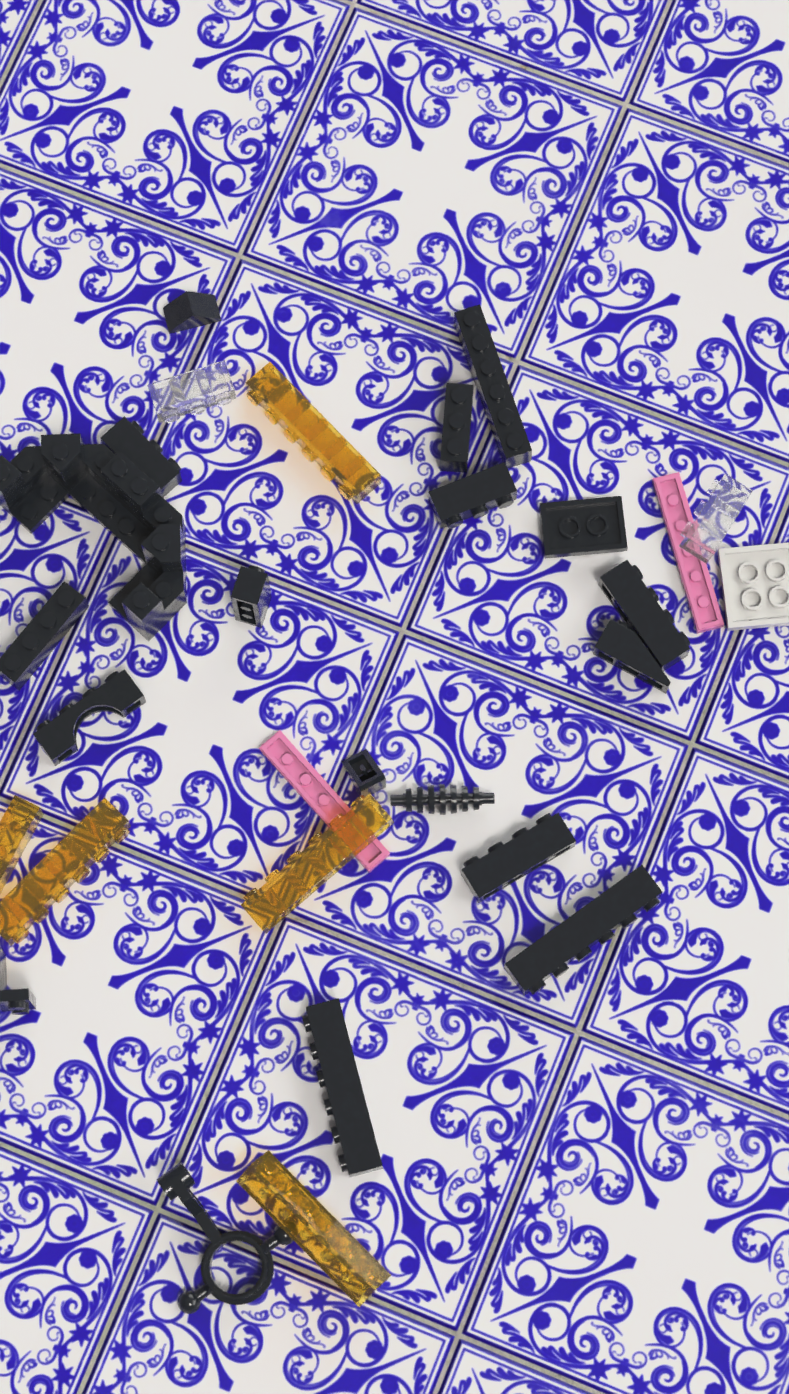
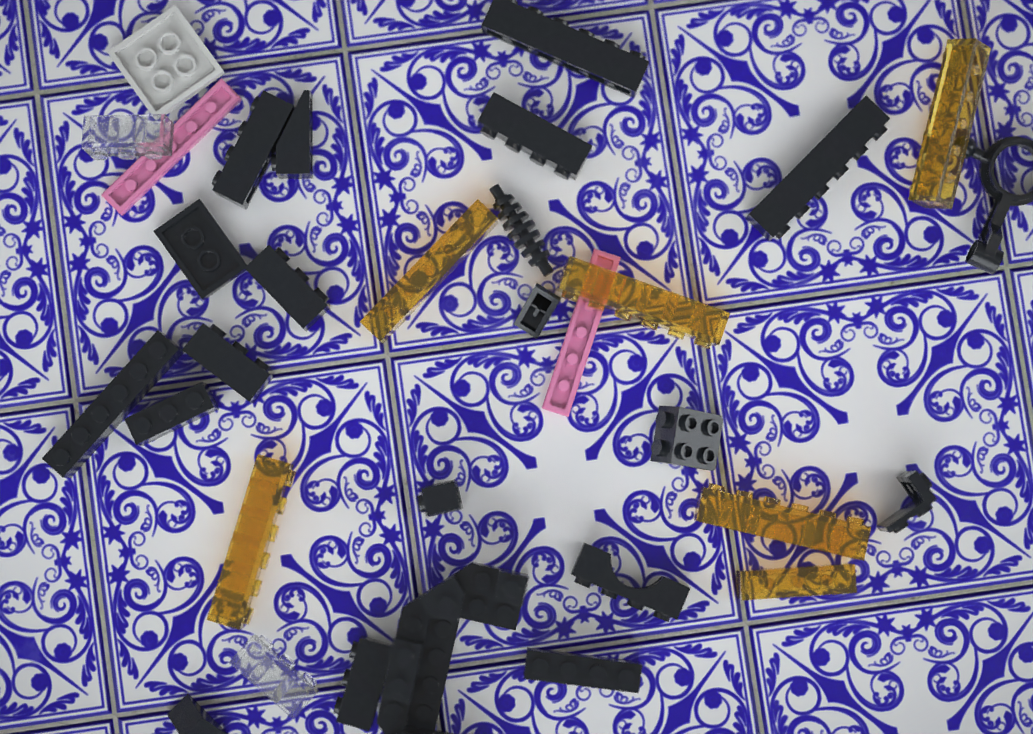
camera: 125 degrees left, 10 degrees up
(178, 835) = (686, 437): none -> black bracket
(451, 701) = (430, 271): none -> clear yellow brick
(508, 578) = (288, 286): none -> black brick

